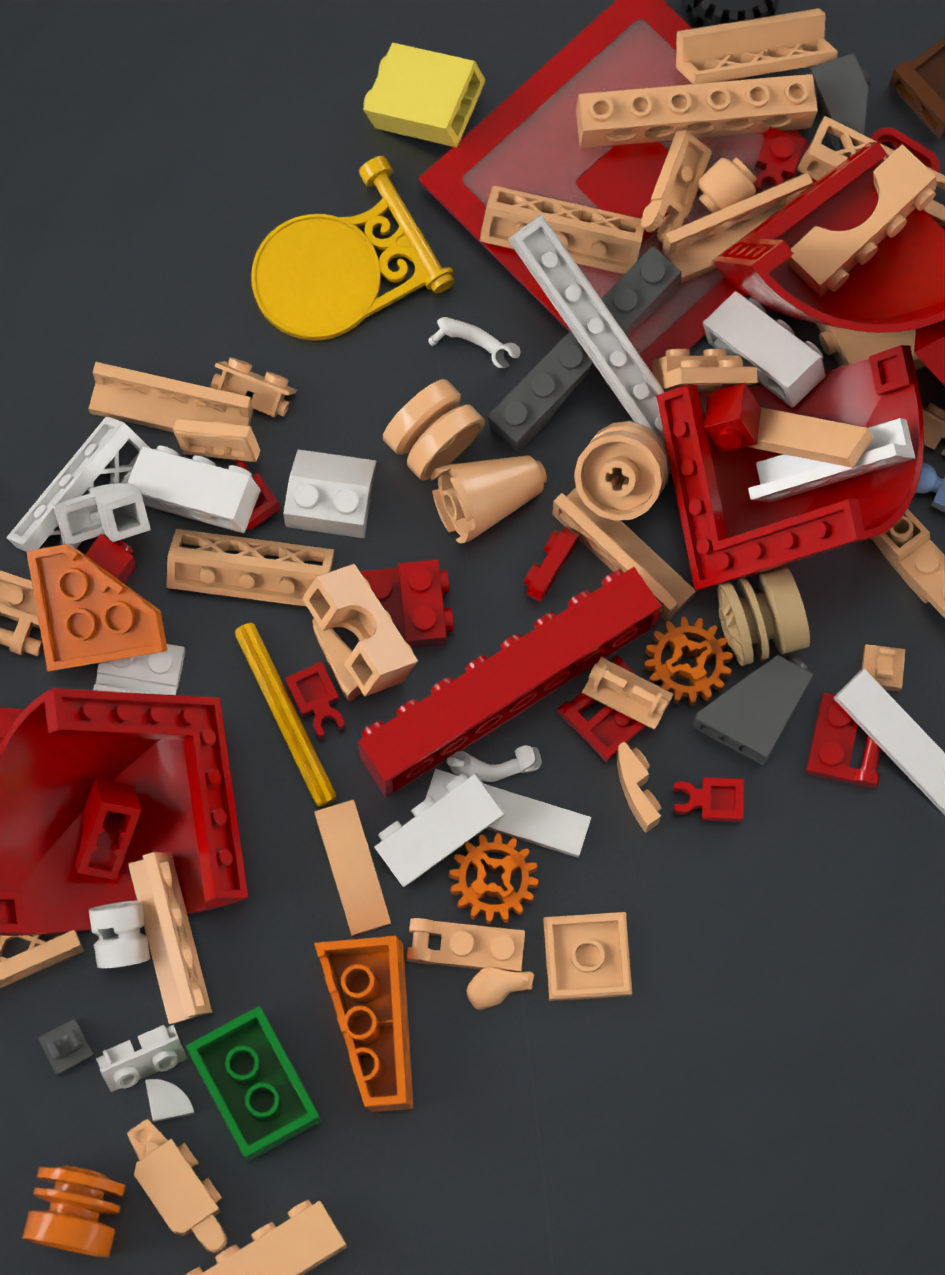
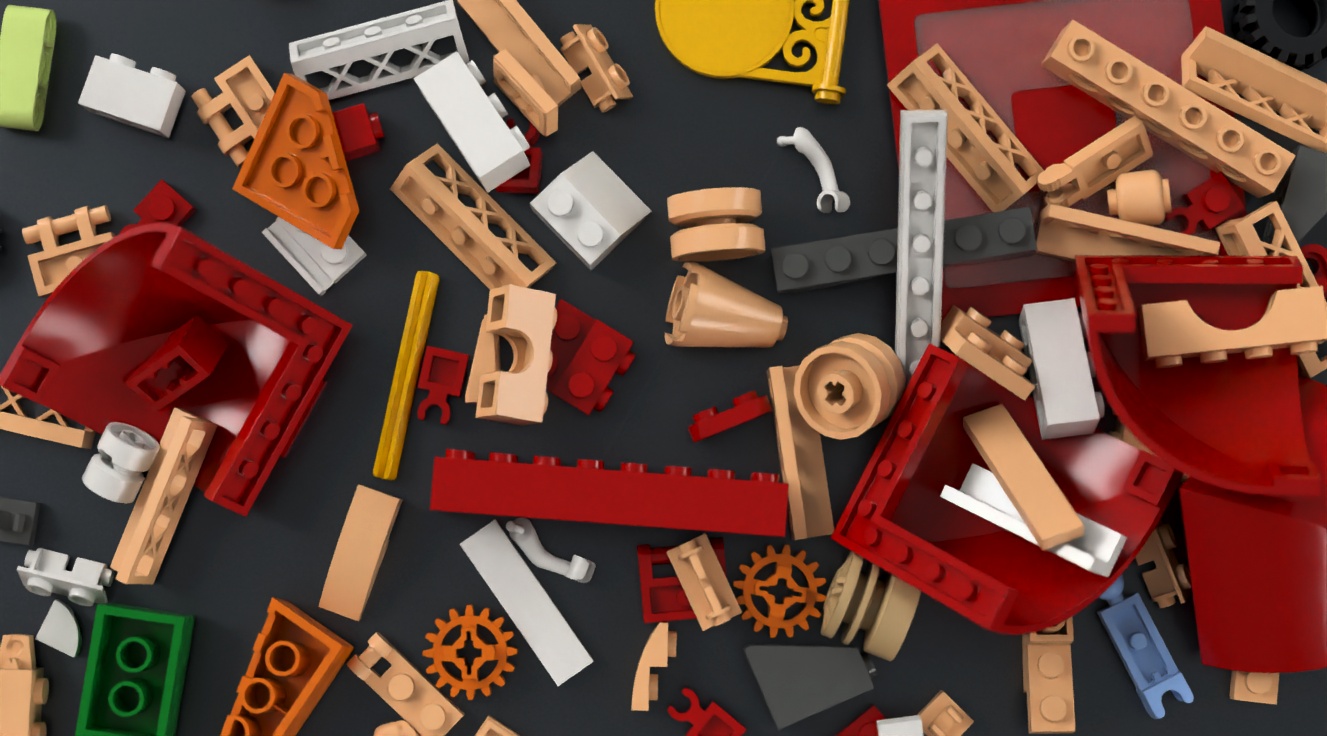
camera: 30 degrees right, 10 degrees up
(106, 510) = (384, 85): white brick -> none
(438, 828) = (454, 576): white brick -> none
(732, 417) = (979, 413): red brick -> none

